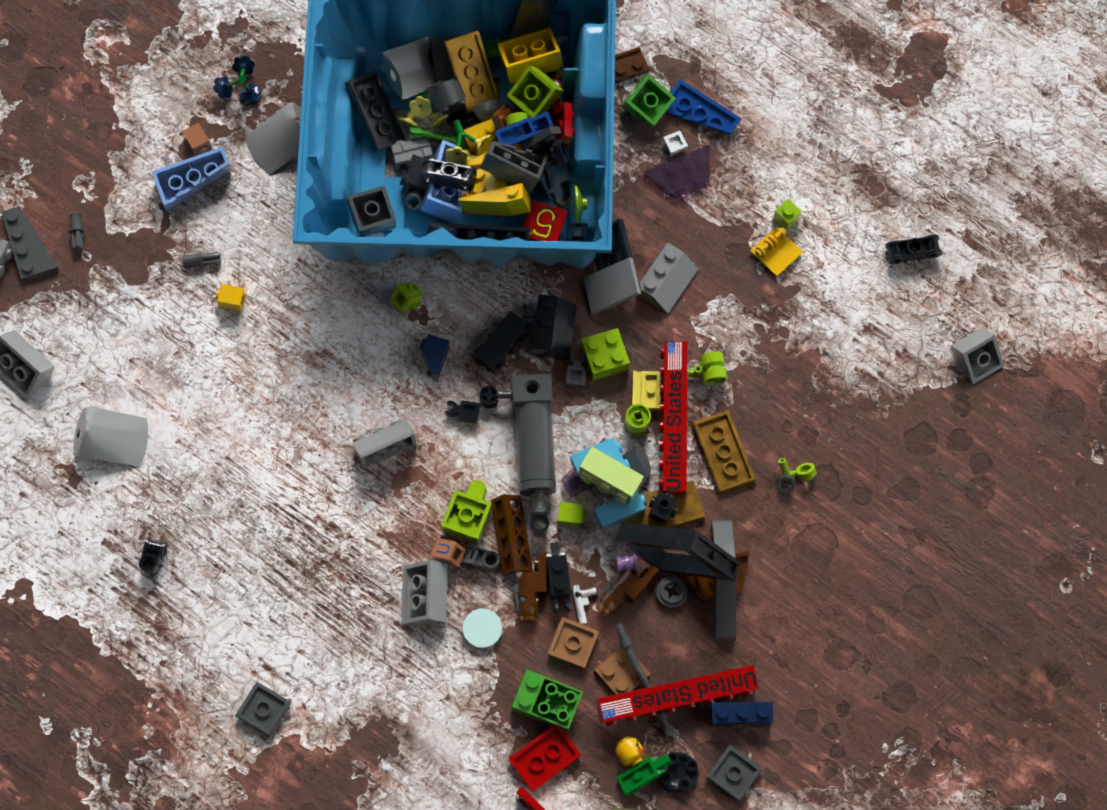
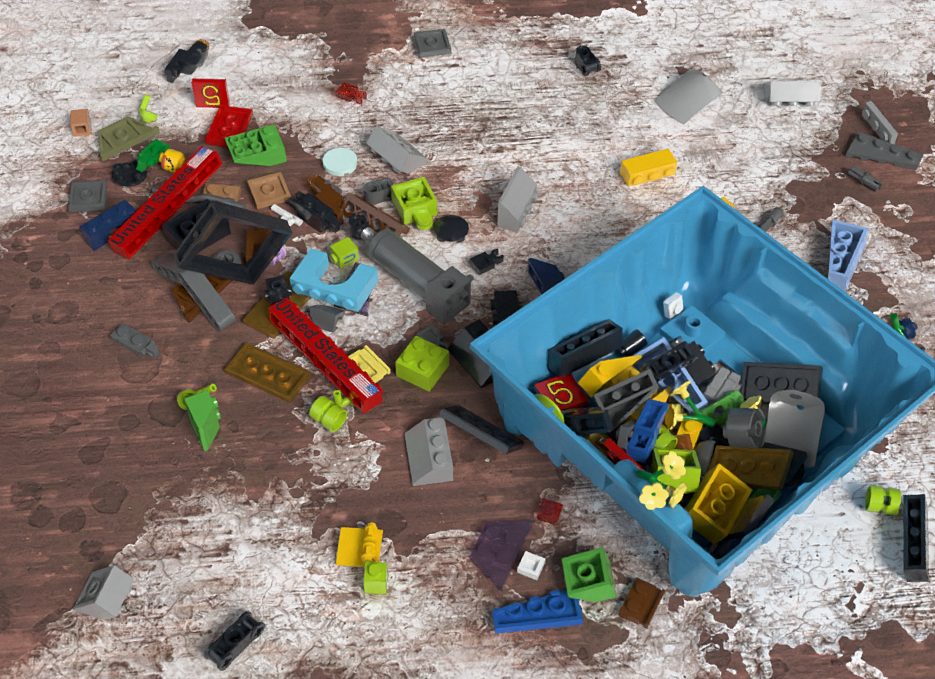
camera: 140 degrees right, 20 degrees down
(197, 139) = (872, 283): nougat brick -> none
(236, 389) = (648, 167): none -> yellow brick
(371, 211) = (690, 298): dark grey brick -> none
(400, 707) = (349, 92): none -> clear red plate
(448, 552) = (404, 172): nougat brick -> none
(458, 471) = (451, 228): none -> black dish
(486, 394) = (480, 280): black wheel -> none
(583, 35) = (657, 492): none -> light yellow plant
(610, 476) = (330, 262): yellowish green brick -> none
(612, 286) = (464, 405): light grey tile -> none
(624, 171) = (550, 511): none -> clear red plate
(637, 419) = (353, 336): lime wheel -> none
(673, 641) = (180, 226): none -> black brick
(786, 489) = (197, 381): dark grey bush -> none
(805, 569) = (135, 341): none -> dark grey hinge
(809, 435) = (203, 417): none -> bright green slope

